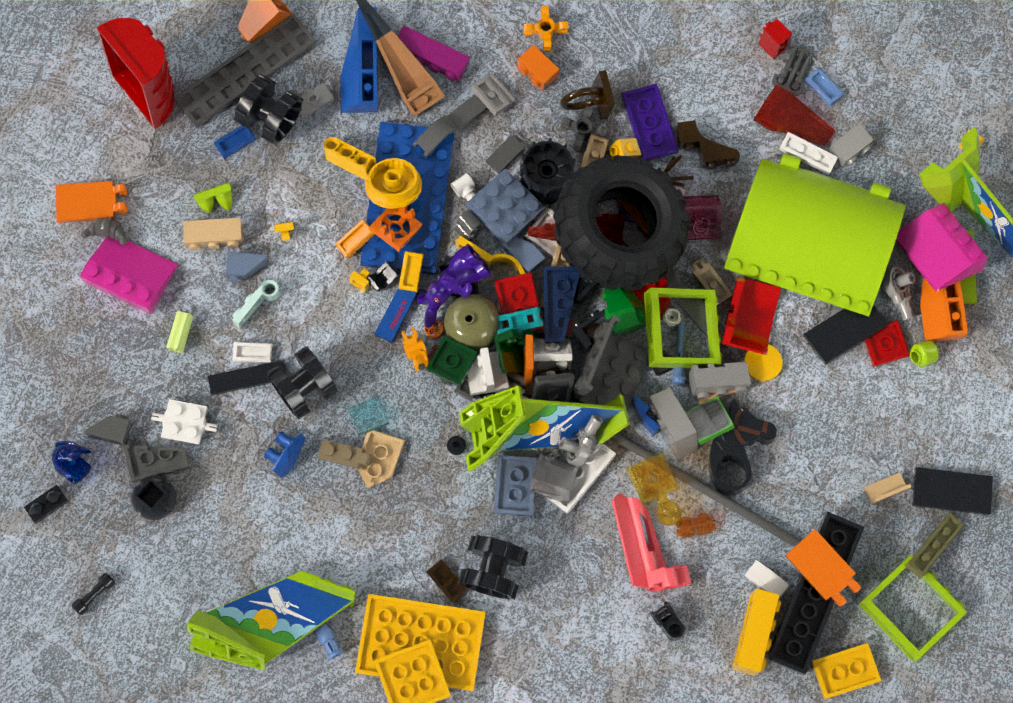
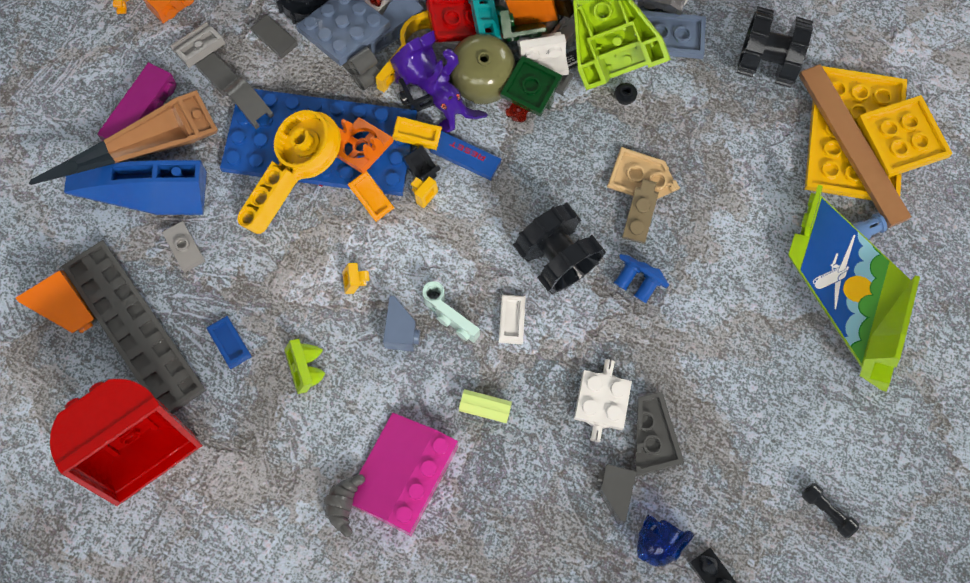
camera: 85 degrees left, 5 degrees down
(89, 201) = (298, 531): orange tile -> none
(165, 503) = (694, 444): black piece -> none
(213, 233) = (355, 365): tan brick -> none
(242, 378) = (545, 327): black tile -> none
(258, 104) = (202, 278): black piece -> none
(368, 416) = (592, 186): clear light blue piece -> none
(405, 635) = (854, 146): none -> medium nougat tile
(415, 349) = (515, 127): light orange pin -> none
(434, 331) = (490, 119): orange tile -> none
(446, 580) = (782, 108): dark brown slope -> none
(464, 187) = (314, 77): white pin -> none

